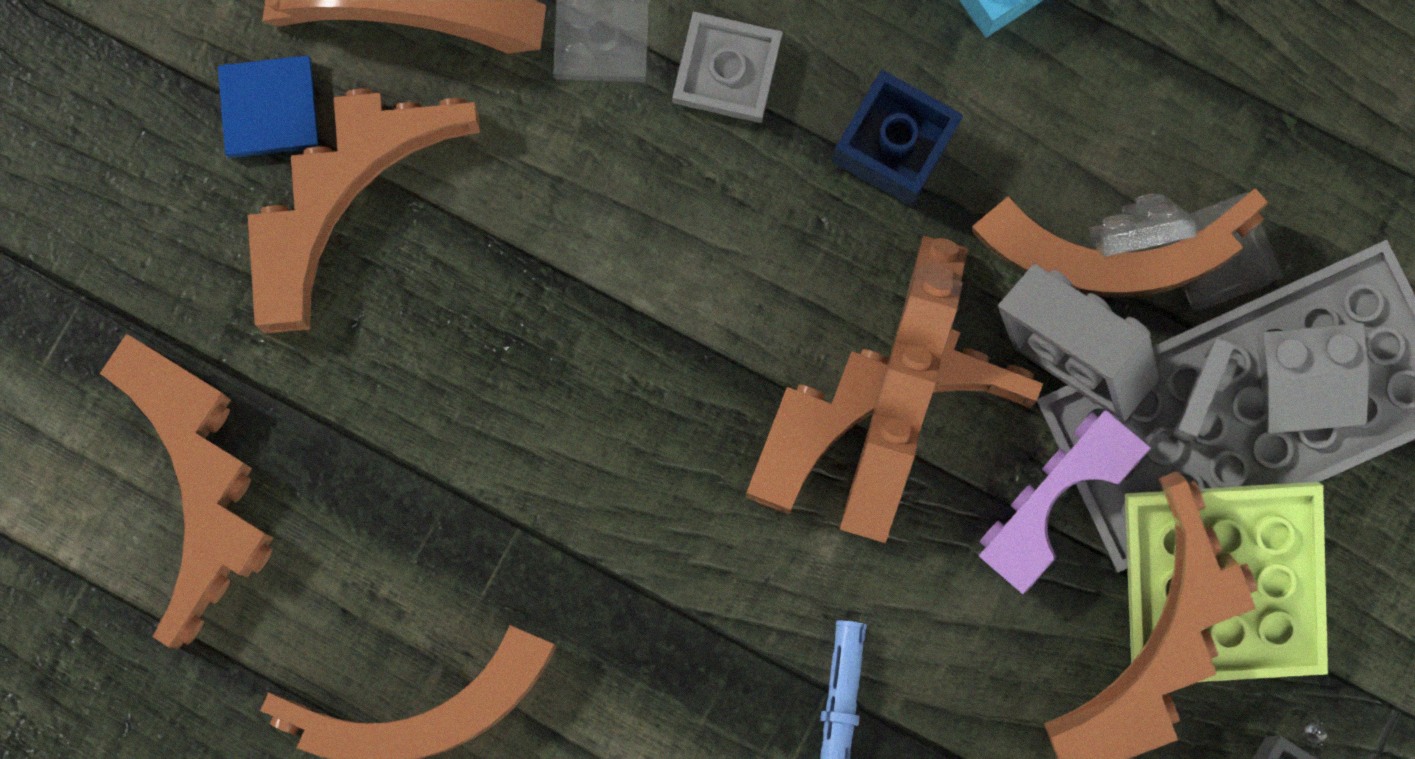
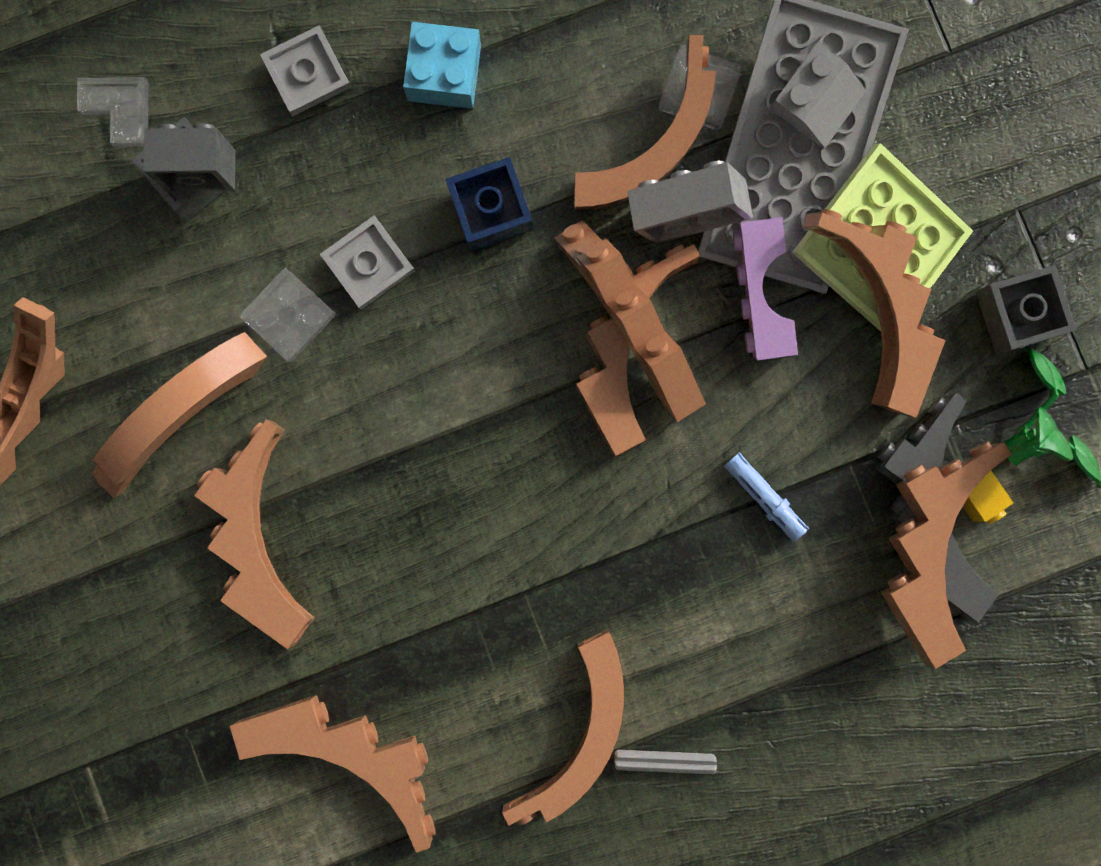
camera: 50 degrees left, 5 degrees up
(268, 106) = (166, 535): blue tile -> none
(1142, 225) = (654, 114): clear plate -> none
(1212, 375) = (782, 171): light grey plate -> none

